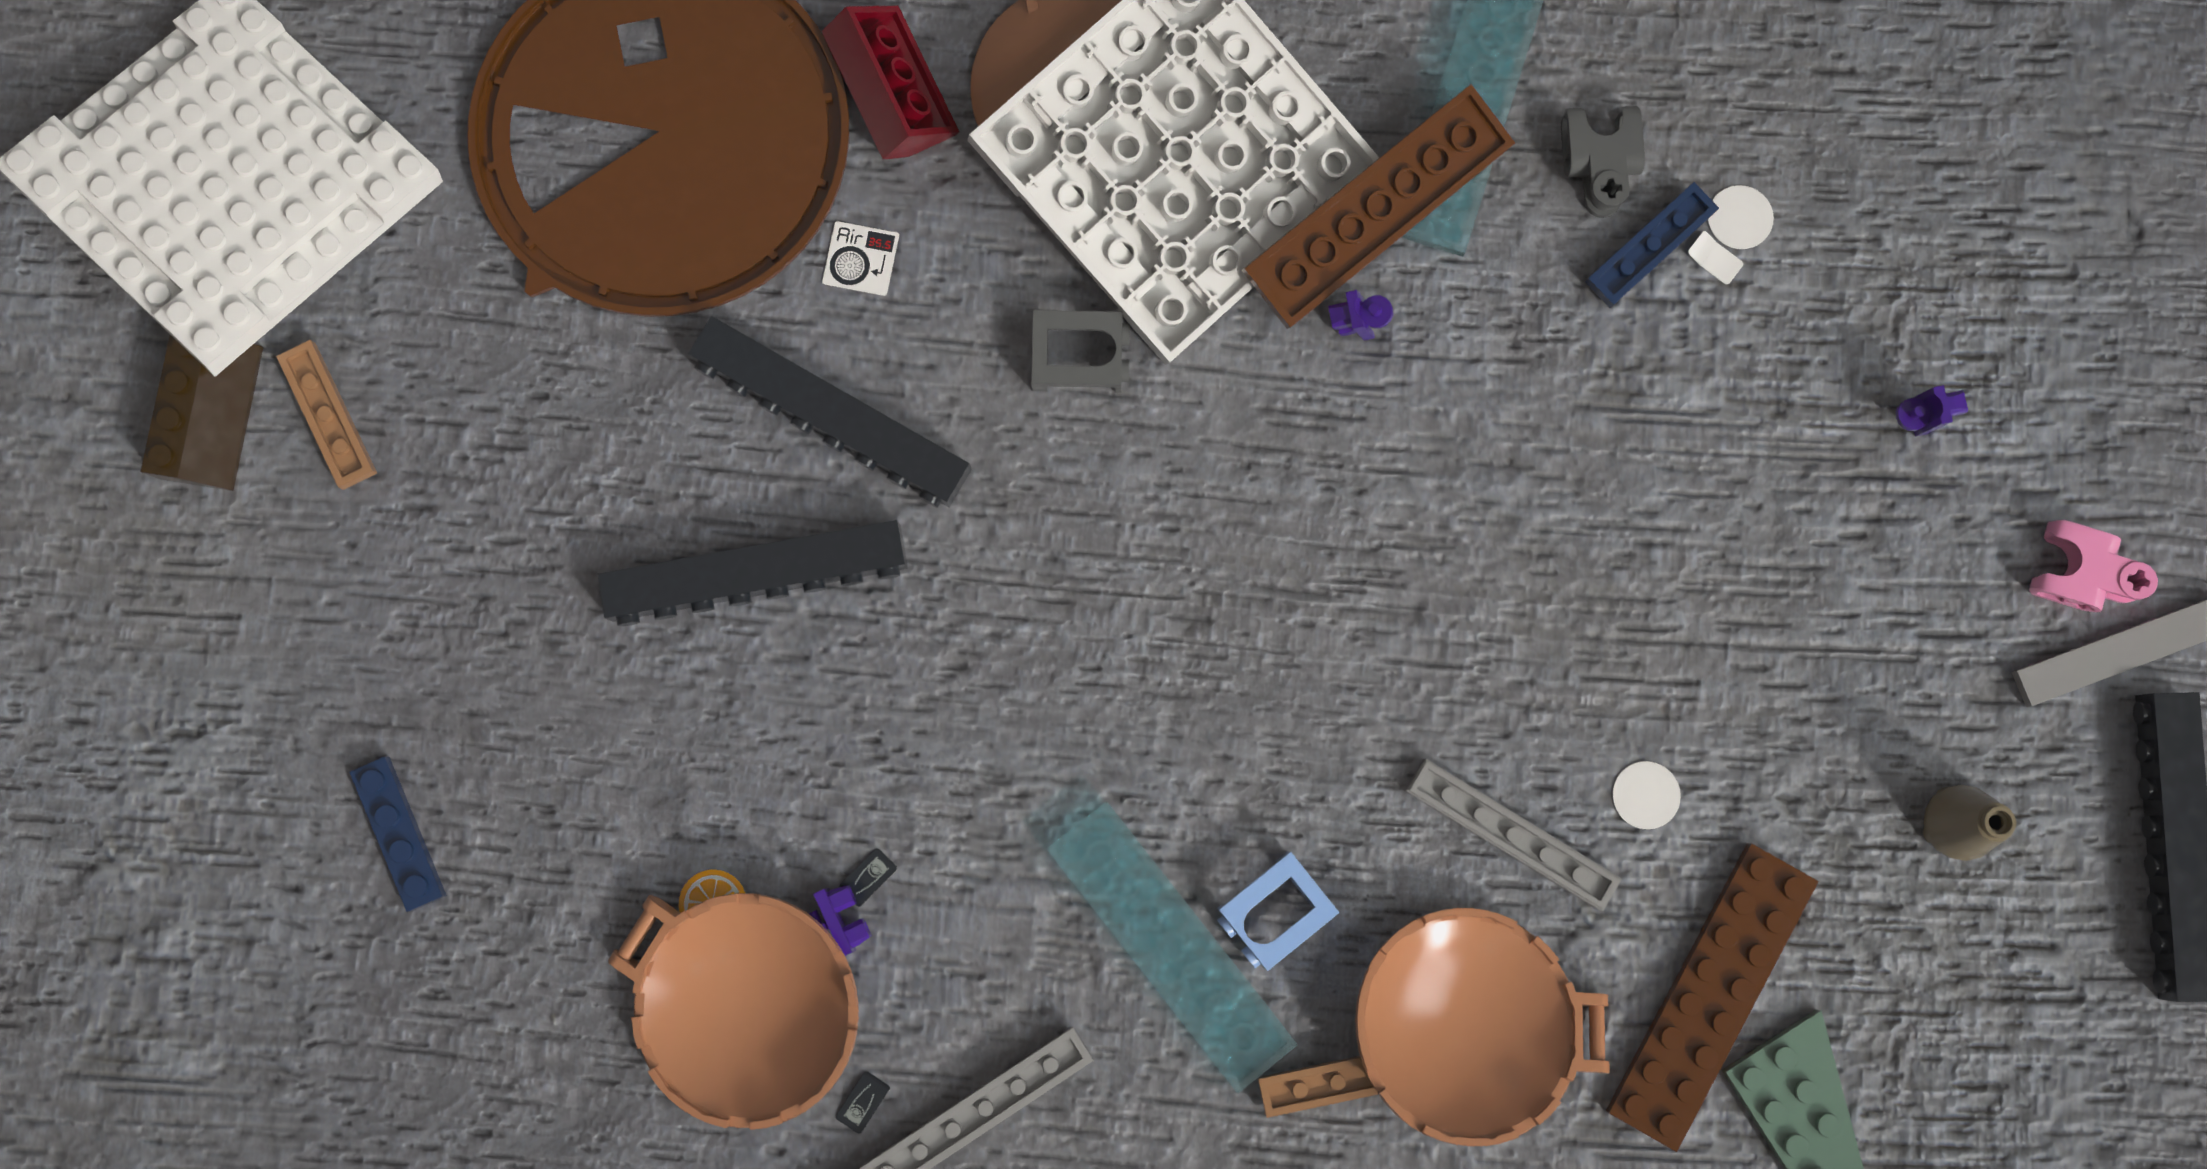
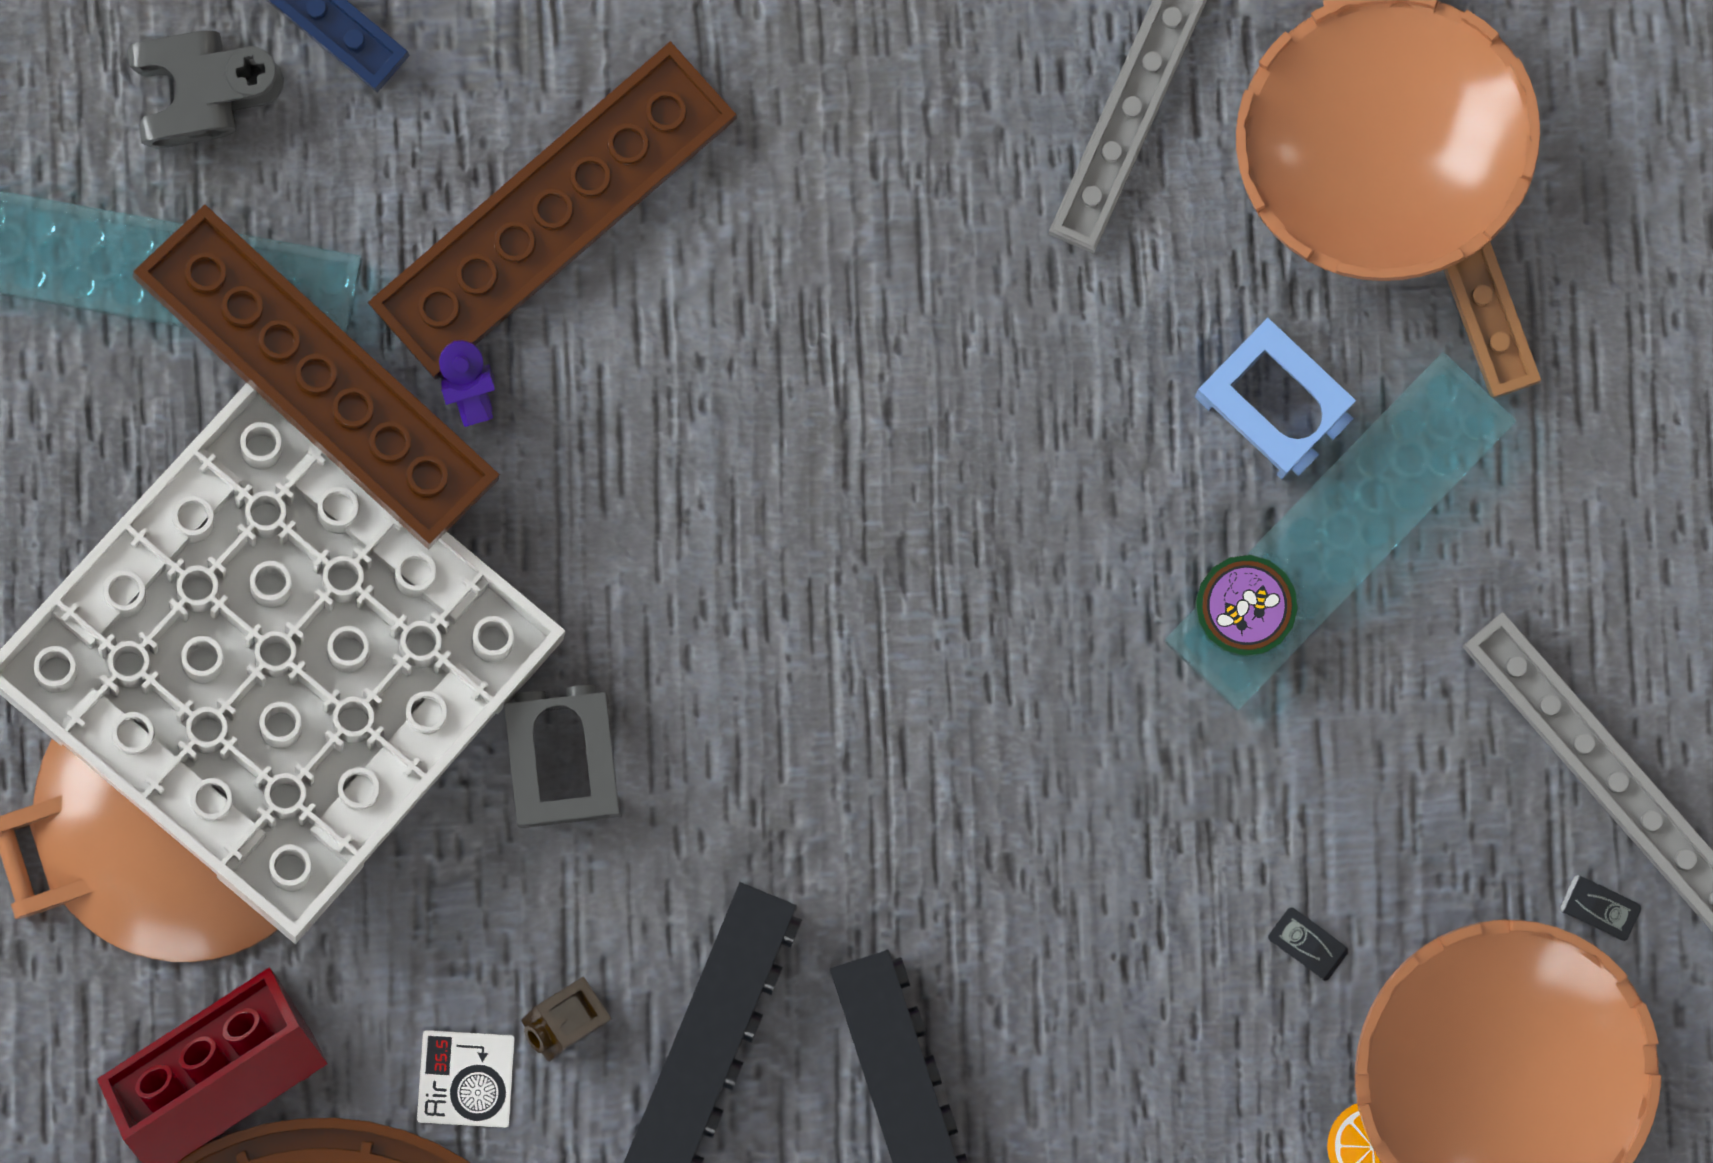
camera: 95 degrees left, 0 degrees up
(831, 904) = (1351, 983): dark purple hips -> none
(891, 330) = (564, 1019): none -> dark brown bracket
(1122, 865) = (1246, 606): none -> tile
(1485, 398) = (554, 208): none -> reddish brown plate

